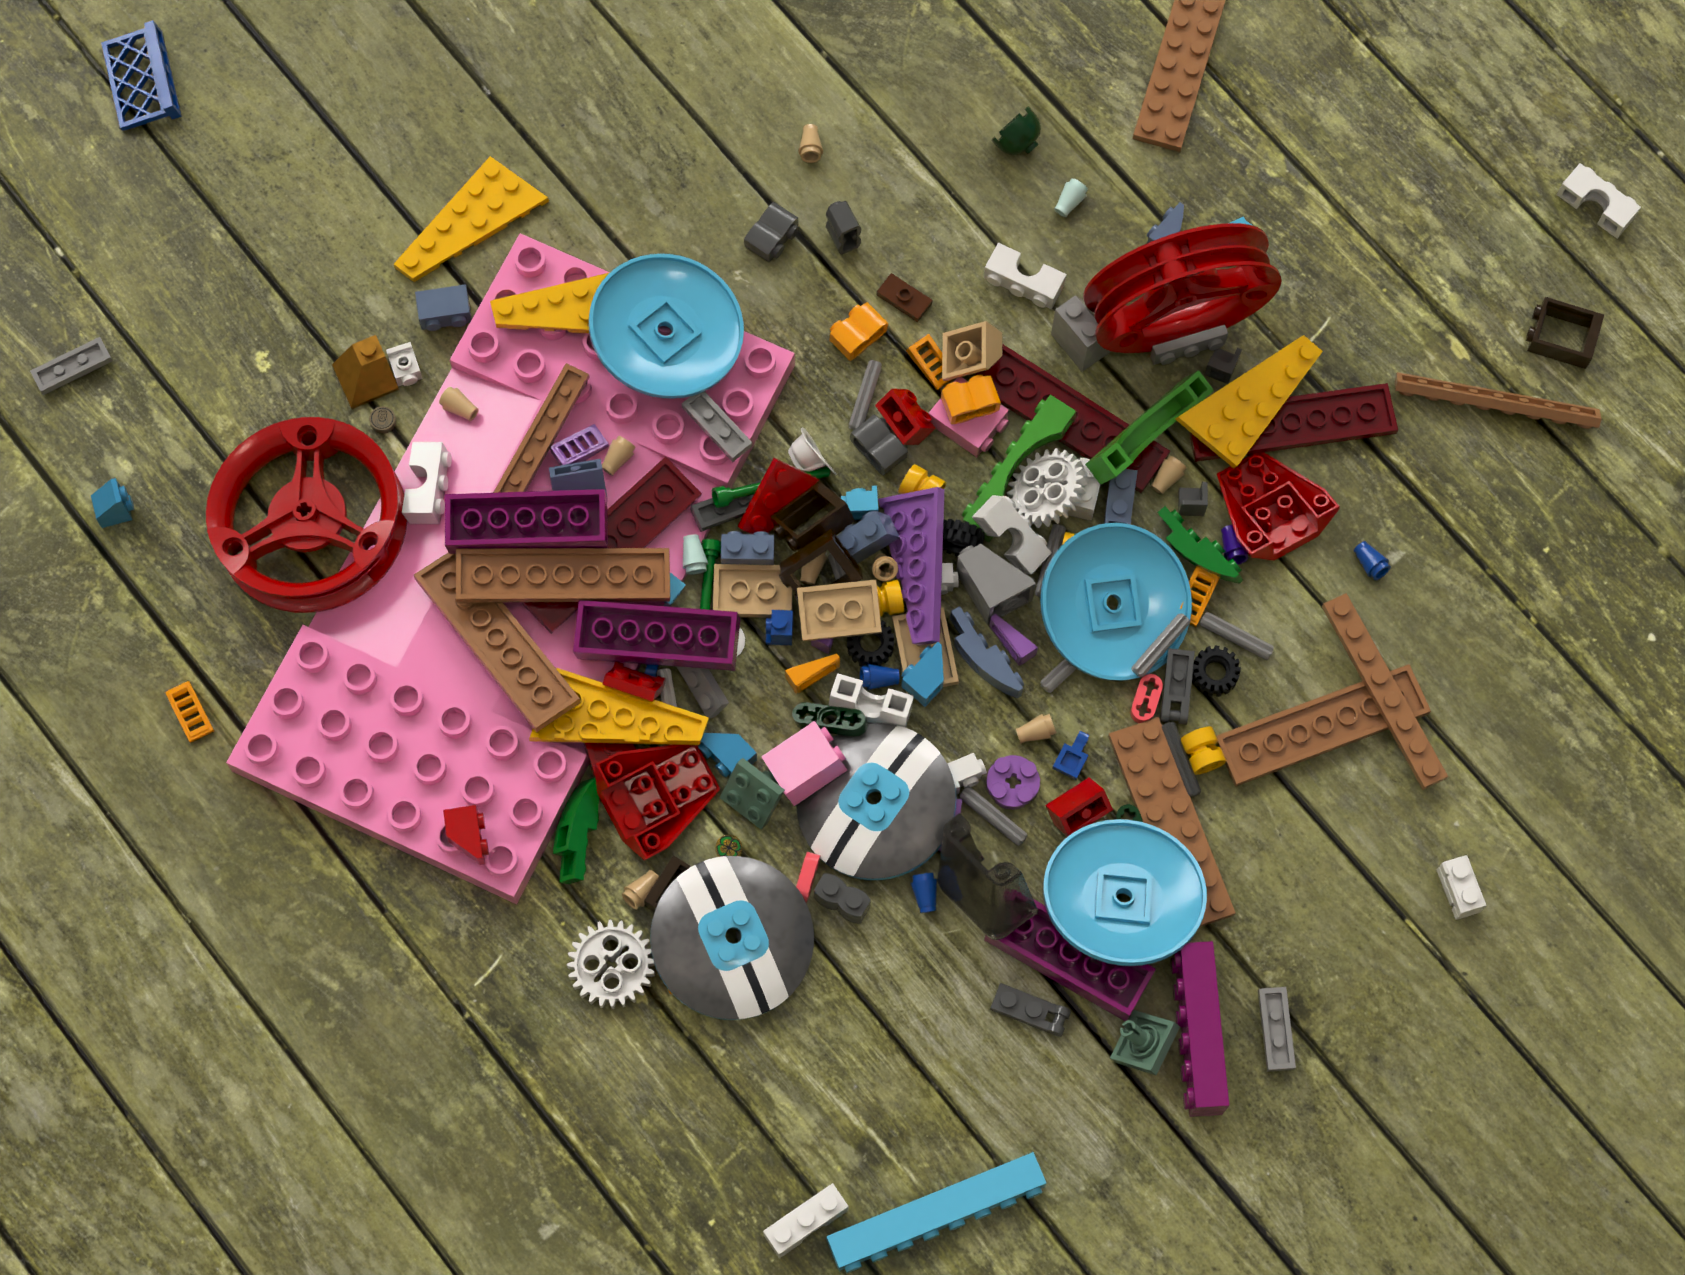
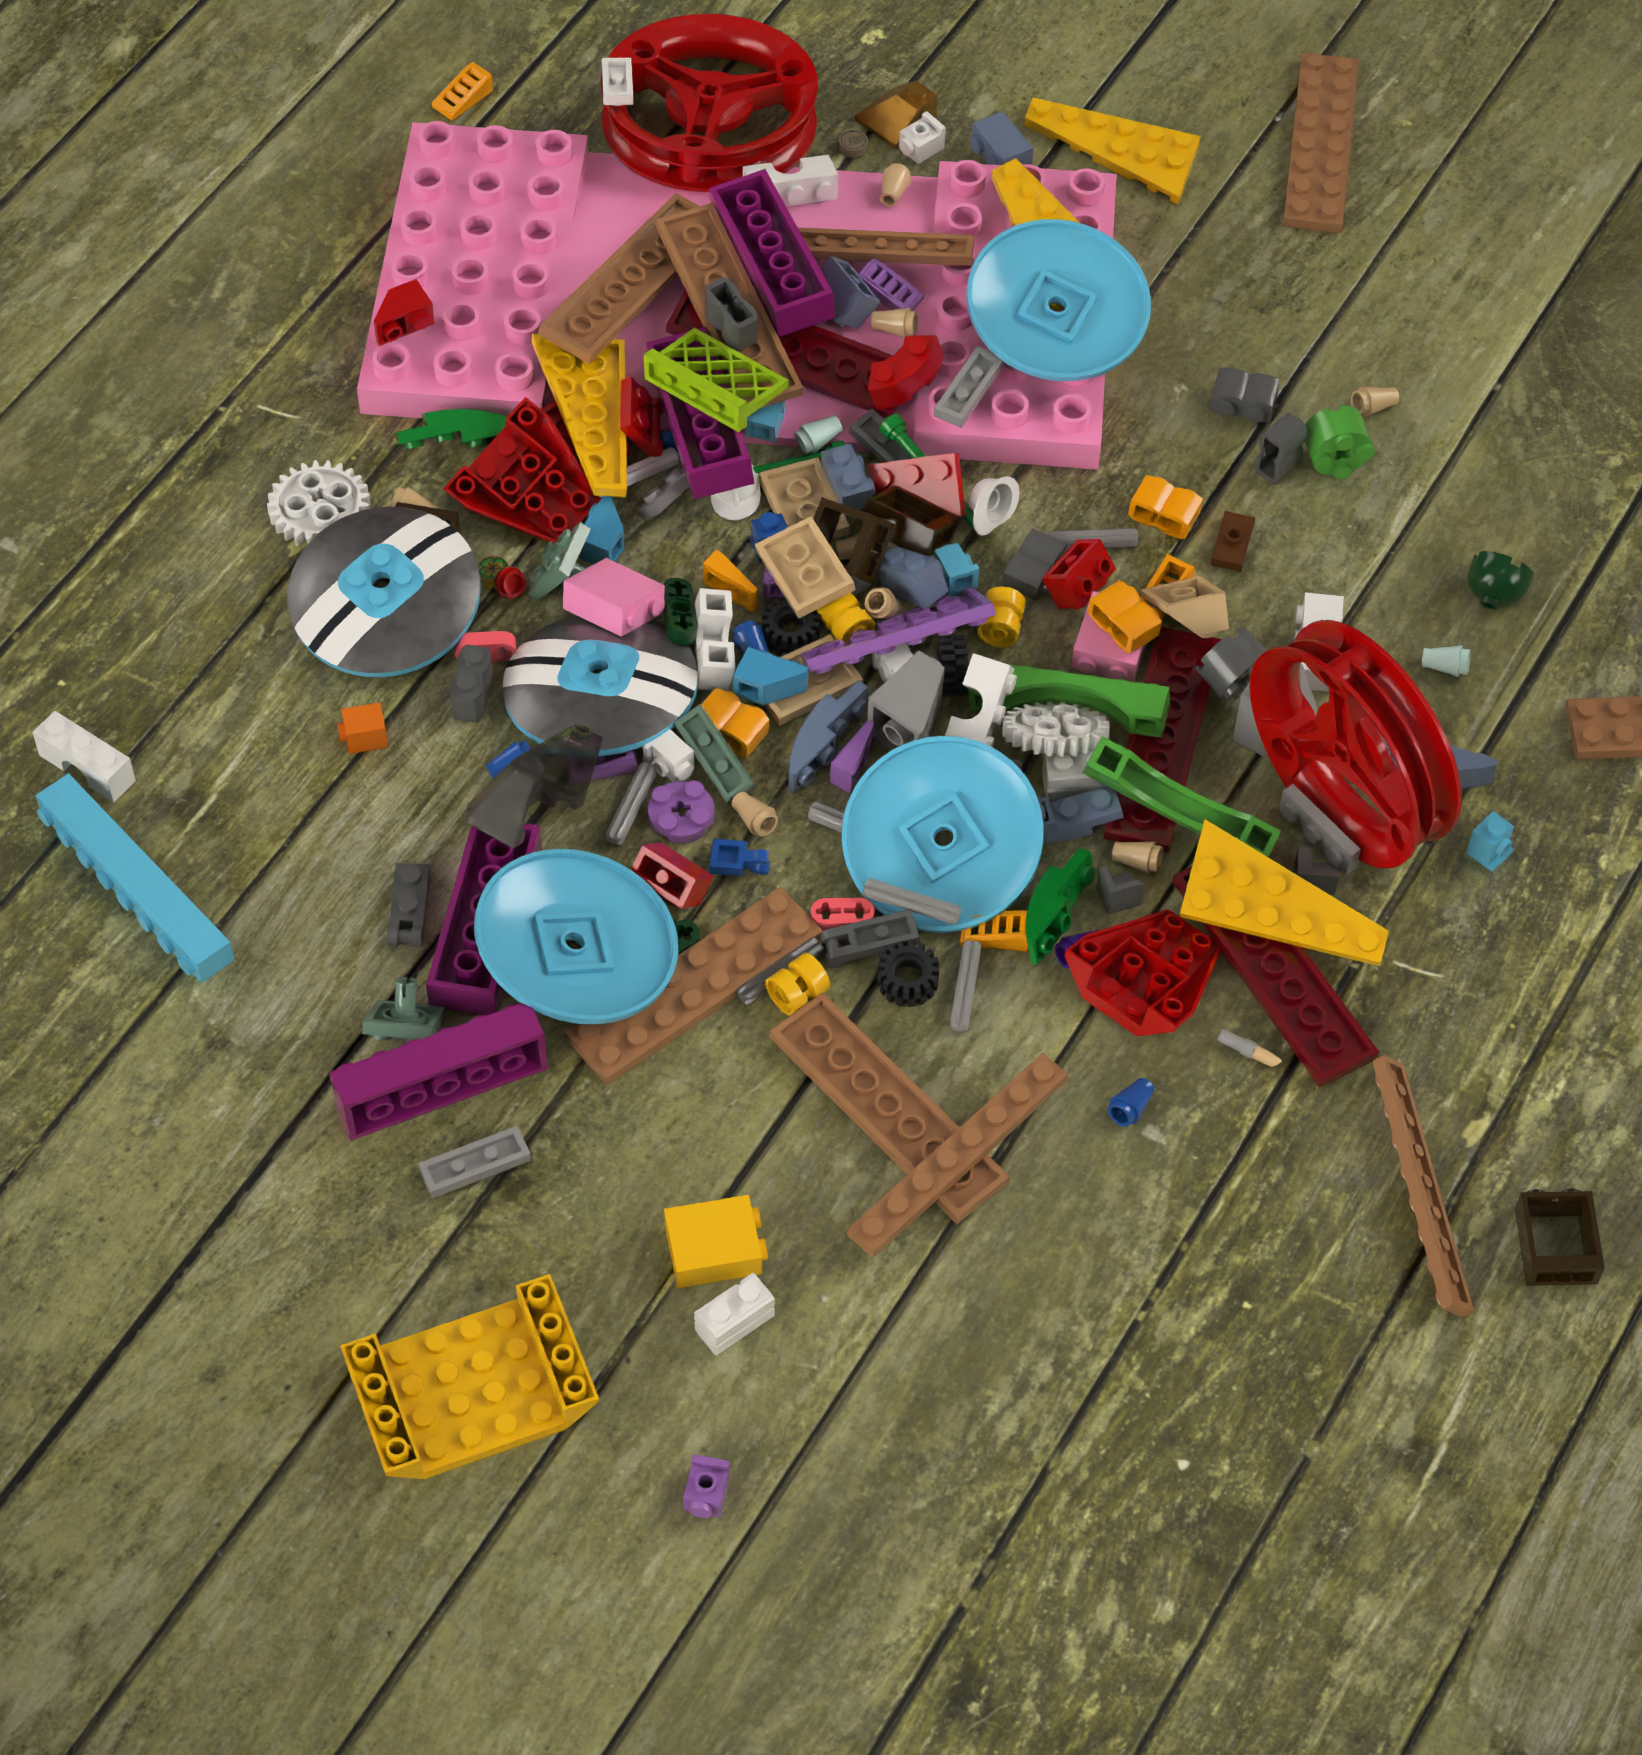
camera: 70 degrees right, 15 degrees down
(280, 578) = (617, 81): none -> white plate
(530, 71) = (1321, 143): none -> medium nougat plate
(585, 575) = (731, 314): none -> dark grey brick
(652, 629) = (702, 390): none -> lime fence
(685, 465) = (906, 372): none -> red brick
(750, 838) = (510, 582): none -> red plate
(853, 184) = (1338, 441): none -> bright green brick
(854, 994) = (363, 728): none -> orange brick
(947, 717) = (738, 722): none -> light orange brick
(977, 739) = (714, 753): none -> sand green tile
(1040, 341) = (1230, 664): none -> dark grey brick
(1350, 467) = (1248, 1048): none -> light grey piece
(1397, 881) = (714, 1241): none -> yellow brick
(1458, 1084) = (472, 1384): none -> yellow slope
(1578, 953) = (711, 1473): none -> medium lavender brick

